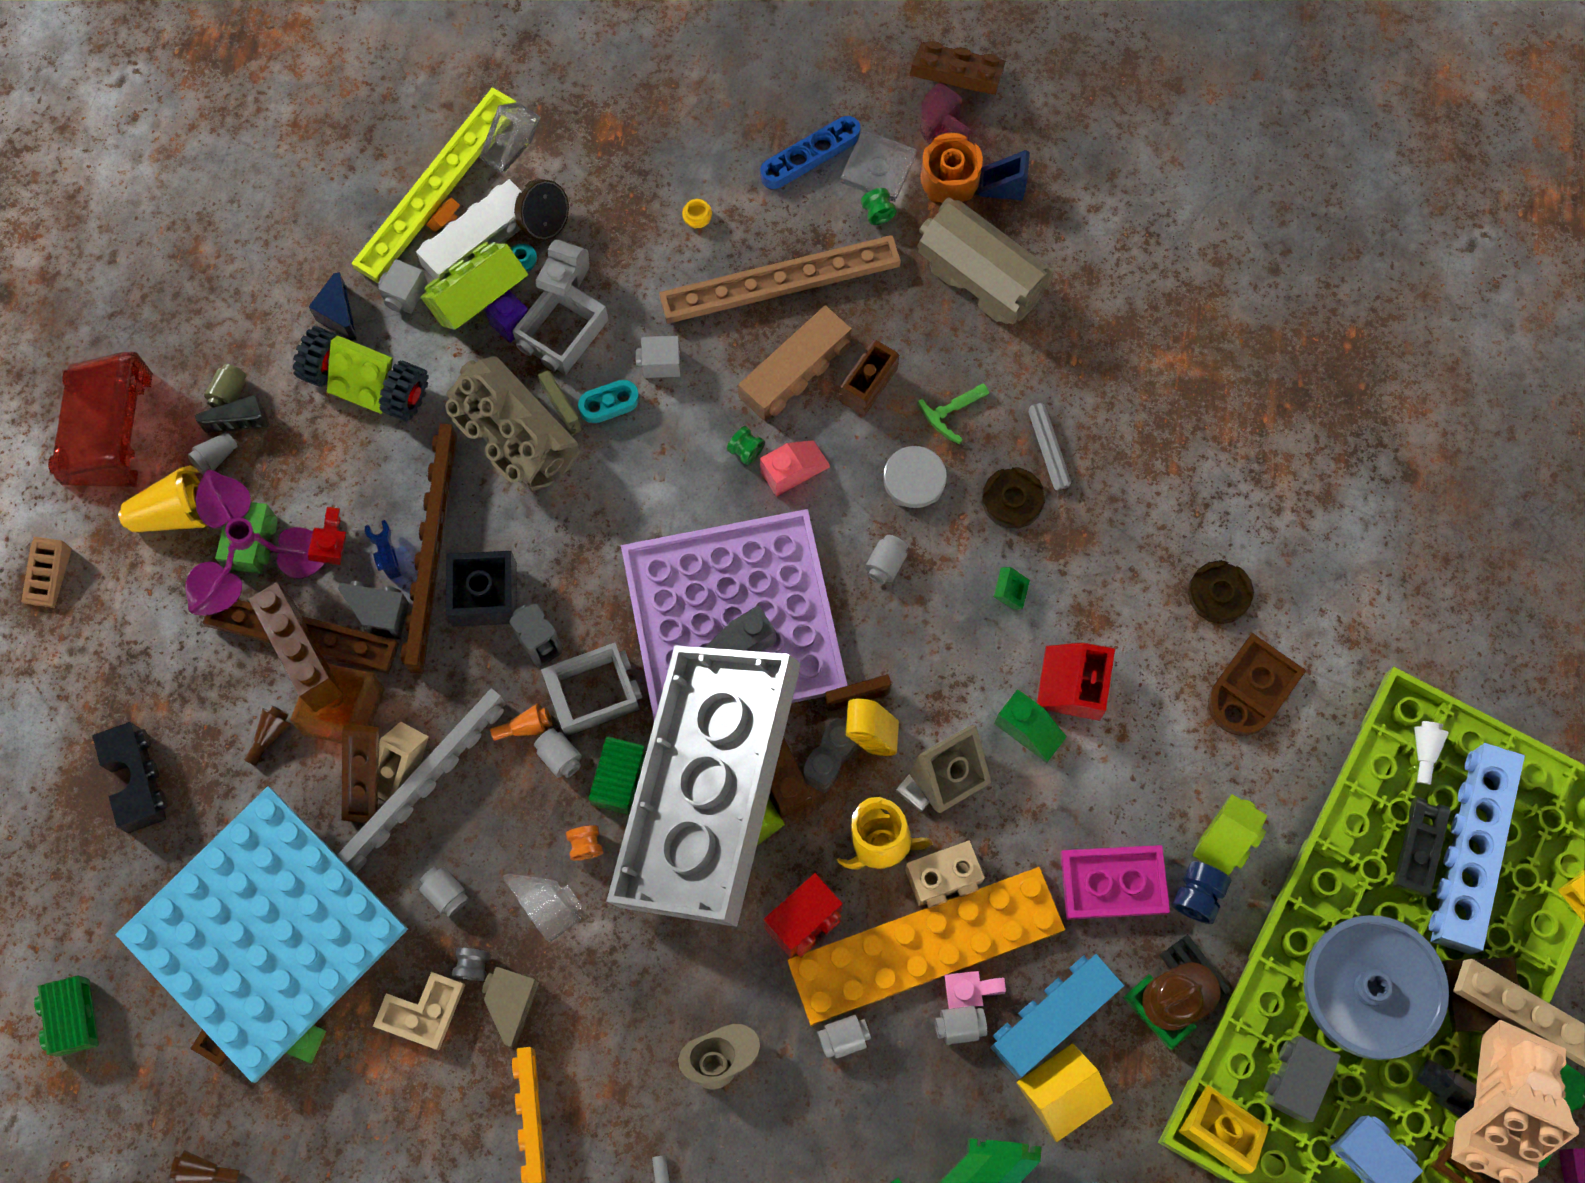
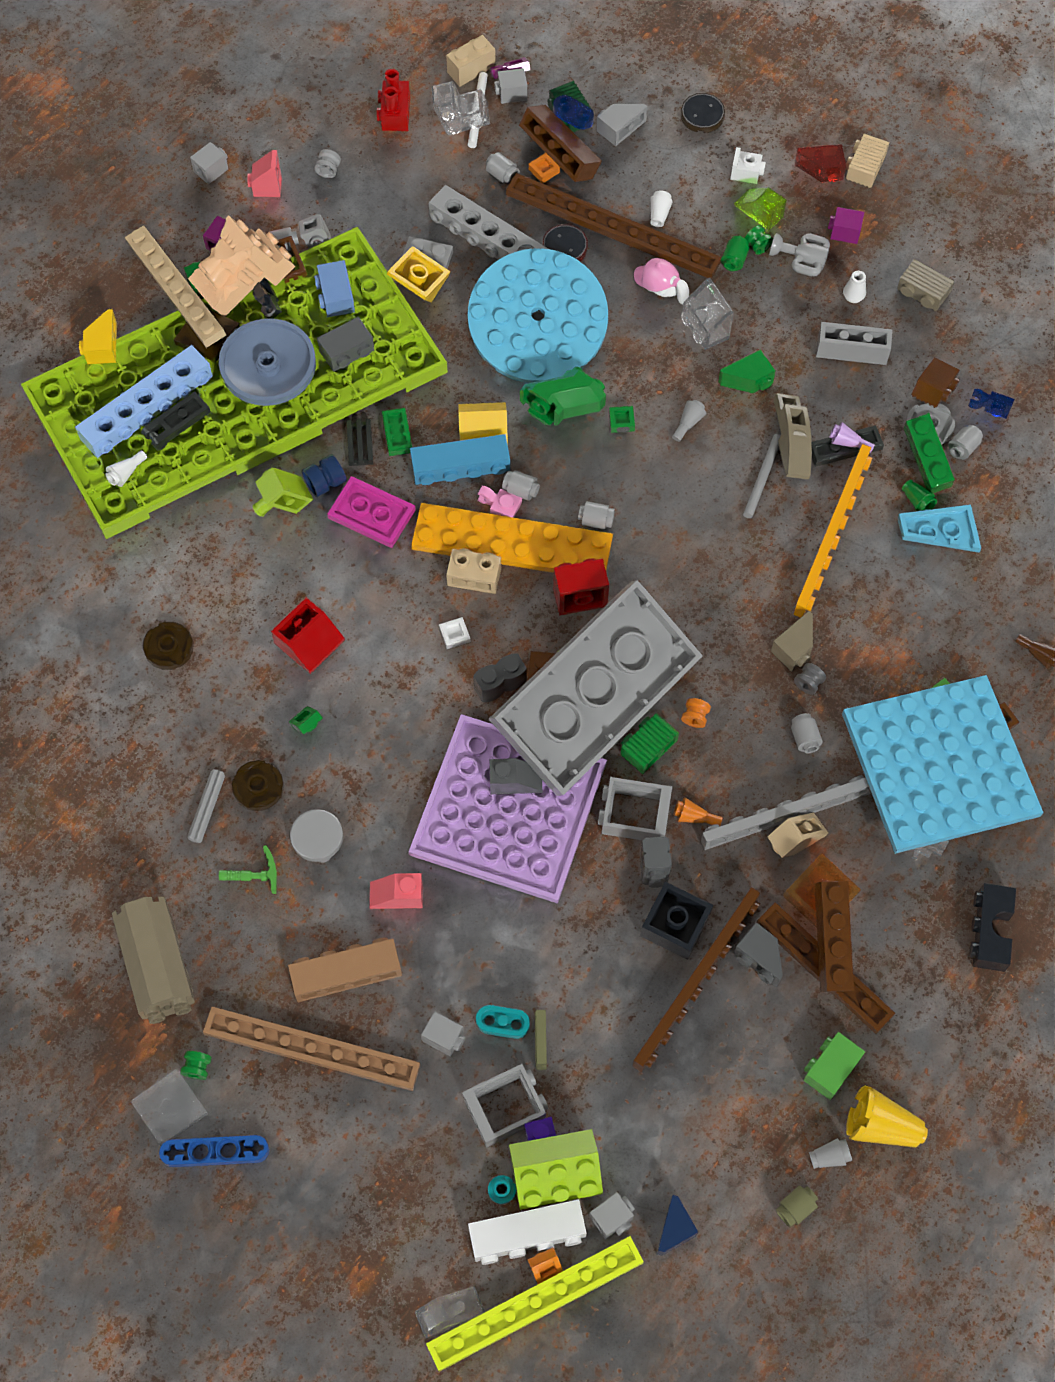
camera: 150 degrees left, 5 degrees down
(36, 558) = (991, 1145): medium nougat slope -> none
(99, 421) = (911, 1232): clear red windscreen -> none
(226, 500) = (839, 1091): magenta plant -> none
(237, 415) = (794, 1173): pearl dark grey slope -> none
(269, 728) = (875, 910): reddish brown cone -> none
(328, 543) = (773, 1025): red plate -> none
(359, 772) = (827, 830): reddish brown plate -> none
(360, 374) = (685, 1146): plate -> none
(385, 557) = (735, 989): clear blue plate -> none
(427, 1020) = (857, 662): tan plate -> none
(519, 430) = (591, 1047): dark tan brick -> none
(541, 209) = (463, 1213): black tile -> none
(546, 903) = (743, 682): clear slope -> none
(558, 753) = (682, 780): light grey brick -> none
(564, 267) = (473, 1148): light grey brick -> none
(697, 213) = (339, 1147): yellow plate -> none
(719, 1055) = (679, 540): dark tan piece -> none
(745, 445) = (422, 926): green wheel -> none
(866, 689) = (454, 708): reddish brown tile -> none
(869, 377) = (300, 921): reddish brown brick -> none
(872, 727) = (464, 668): yellow beam -> none
(879, 837) = (501, 608): yellow piece -> none
(886, 559) = (376, 786): light grey brick -> none
(940, 113) = (96, 1119): clear pink brick -> none
(951, 168) = (119, 1044): orange brick -> none
(952, 769) = (428, 626): dark tan slope -> none
(958, 67) = (47, 1150): reddish brown plate -> none
(1005, 177) = (82, 1031): dark blue slope -> none
(1030, 726) = (358, 630): green slope -> none
(1181, 996) = (378, 429): reddish brown piece -> none
(1225, 1131) = (409, 342): yellow slope -> none
(1255, 685) = (194, 577): reddish brown tile -> none

